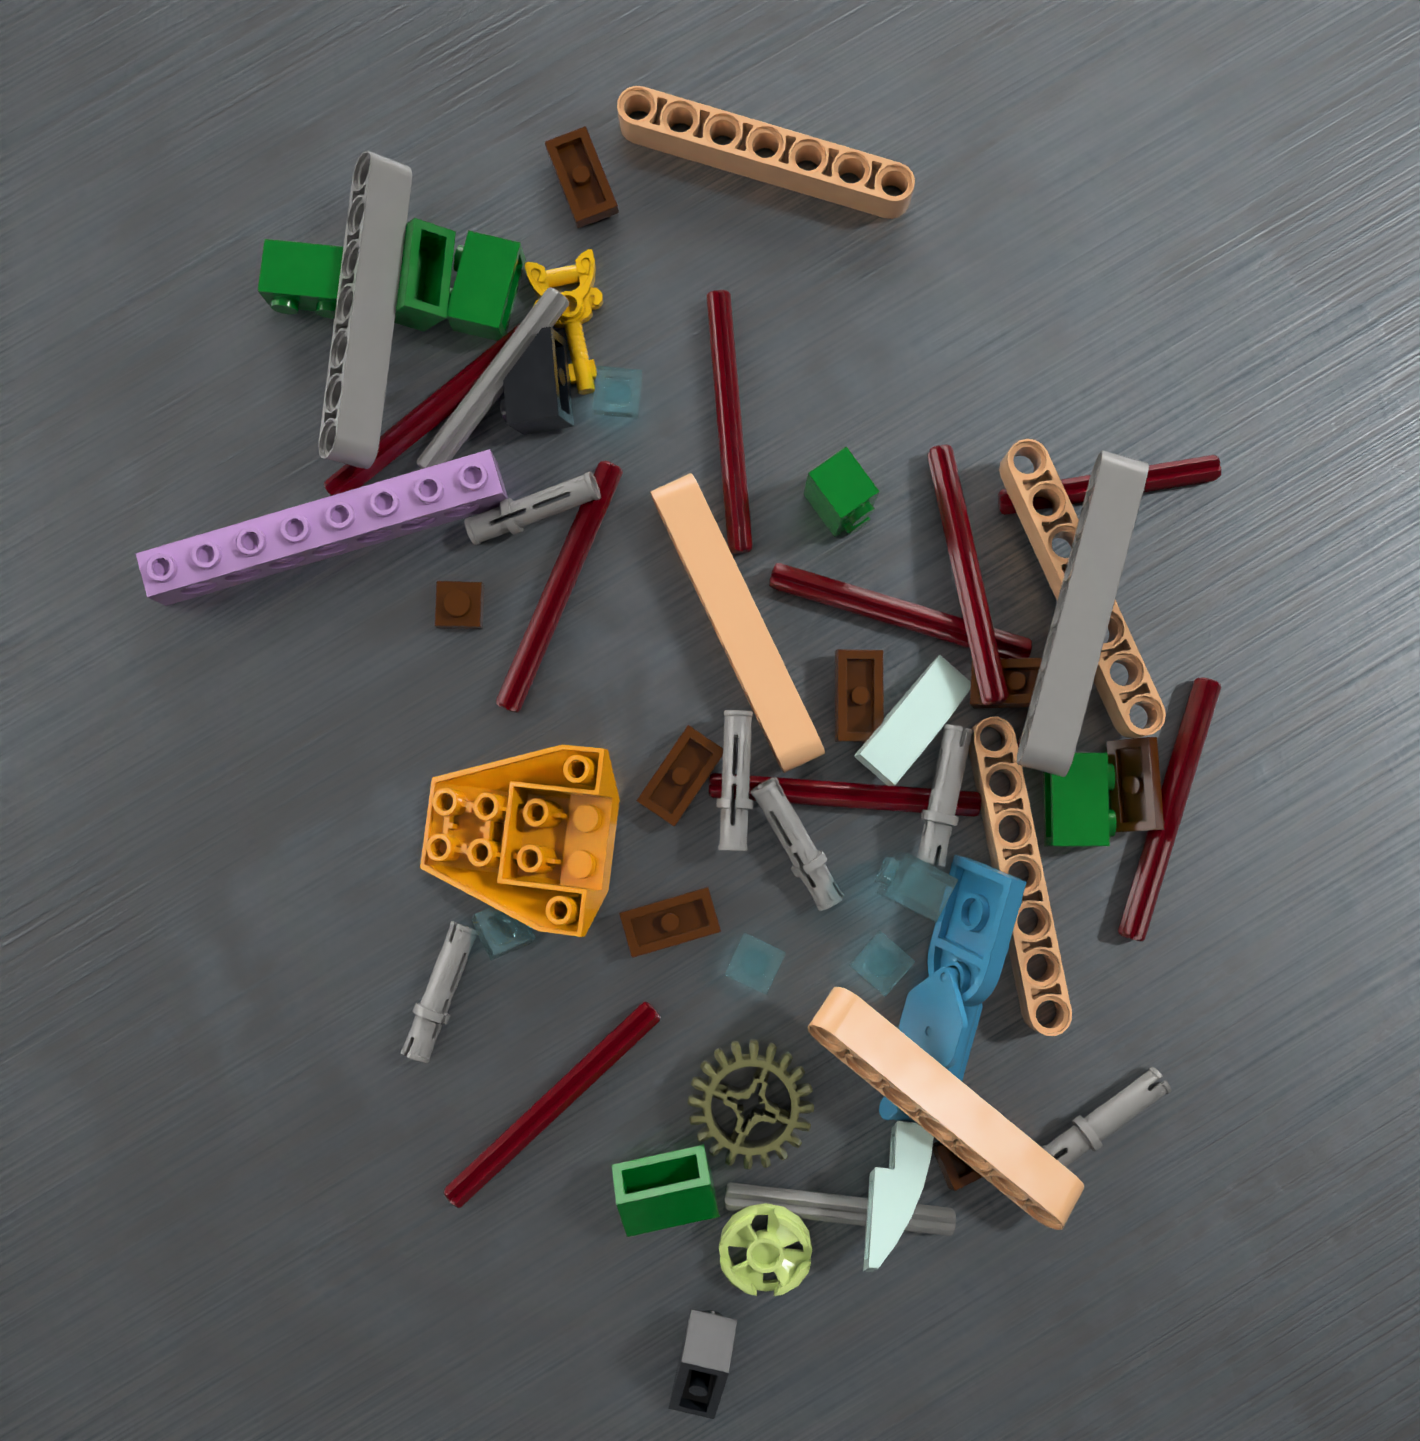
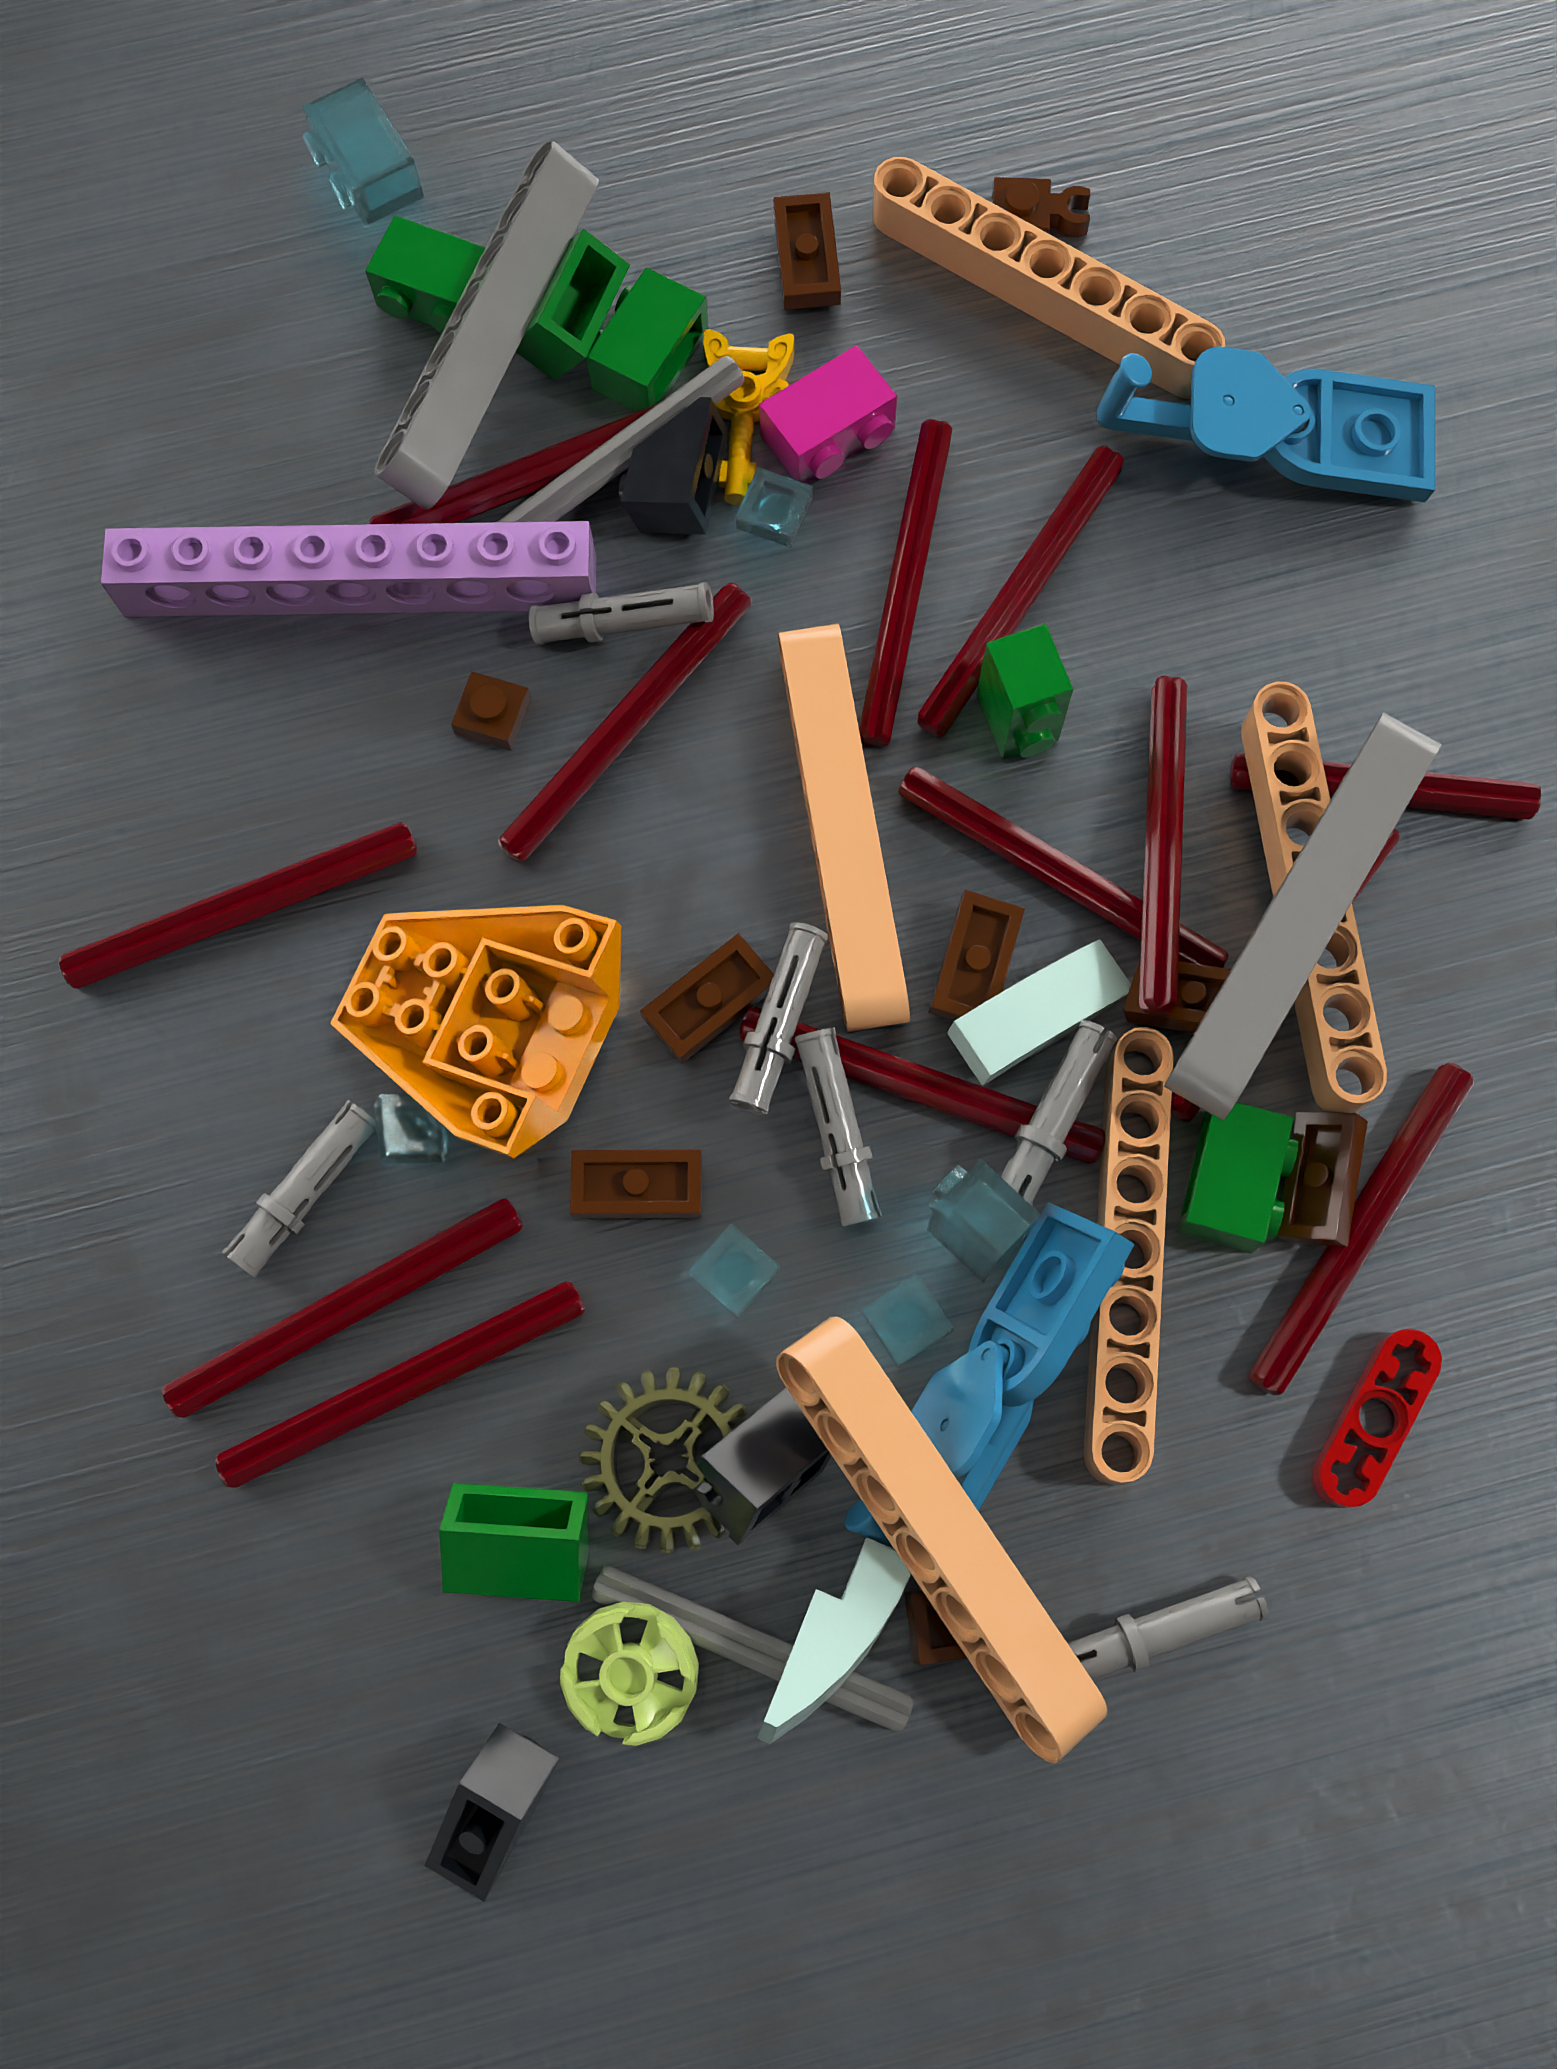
camera: 15 degrees right, 10 degrees down
(220, 186) = (362, 151): none -> clear light blue brick
(326, 801) = (237, 905): none -> dark red axle
(495, 1064) = (341, 1308): none -> dark red axle
(638, 310) = (828, 416): none -> dark pink brick
(741, 95) = (1035, 204): none -> reddish brown plate
(813, 1095) = (760, 1466): none -> black hinge
(814, 406) = (1021, 589): none -> dark red axle
(1023, 214) = (1353, 427): none -> dark azure plate
(1228, 928) = (1368, 1469): none -> red beam

